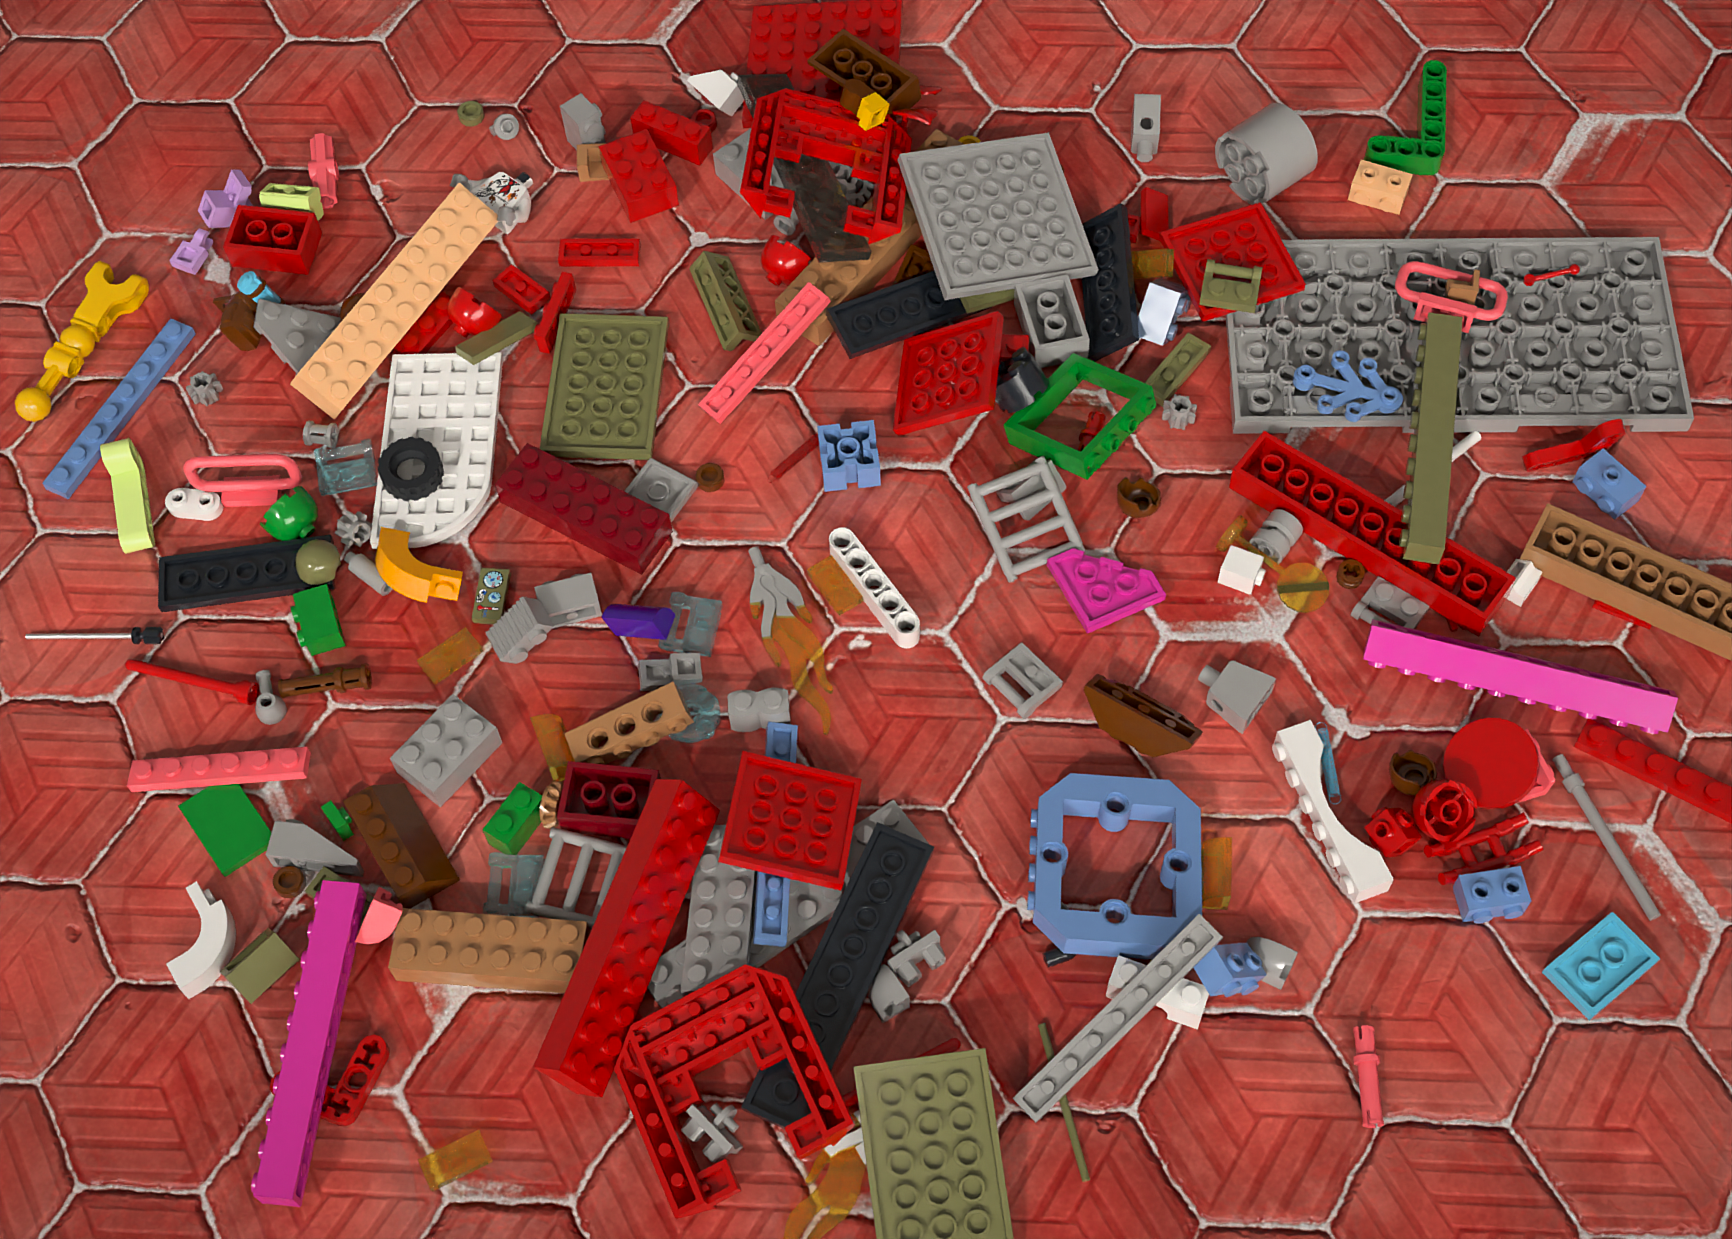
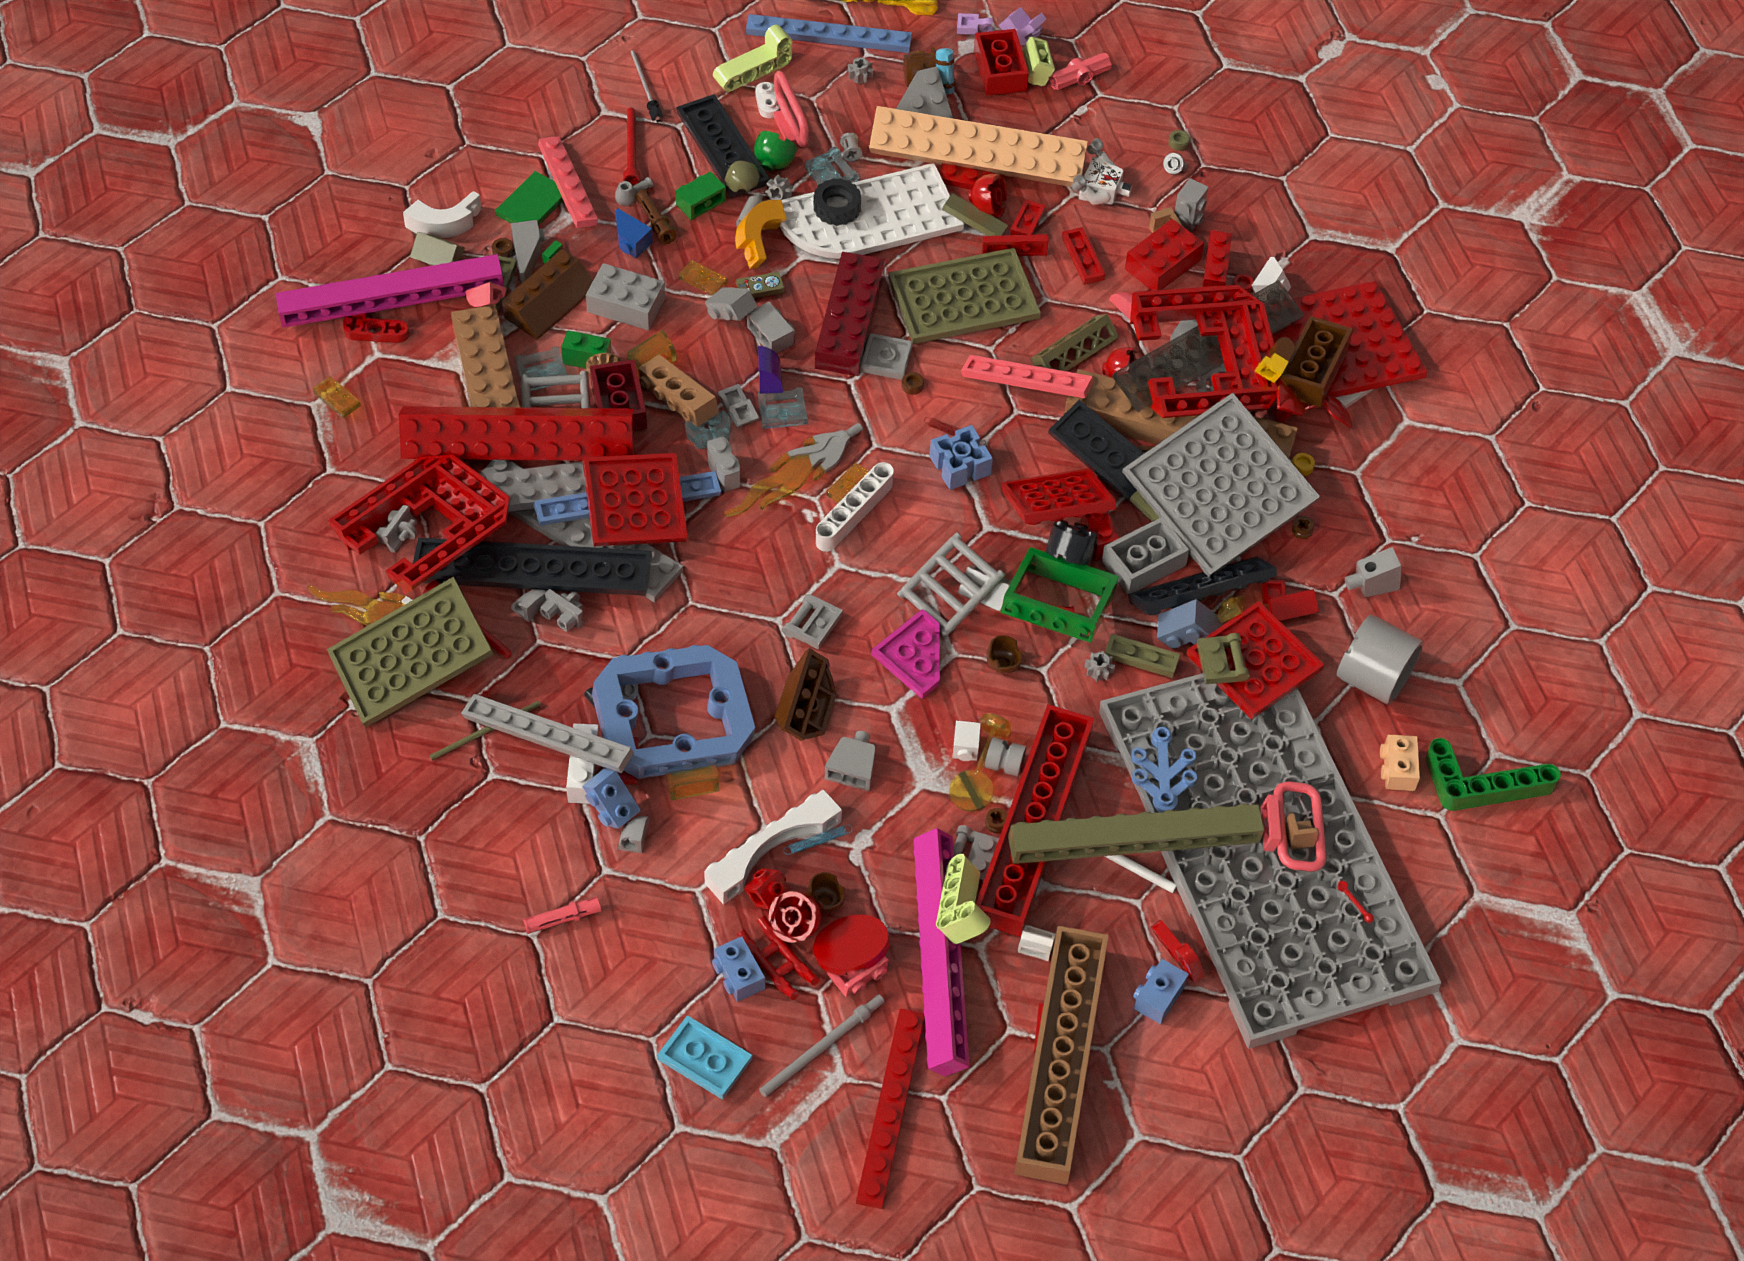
camera: 65 degrees right, 5 degrees down
(342, 718) = (632, 234): none -> blue slope
(688, 232) = (1123, 302): none -> coral brick
(1472, 625) = (957, 913): none -> yellowish green beam

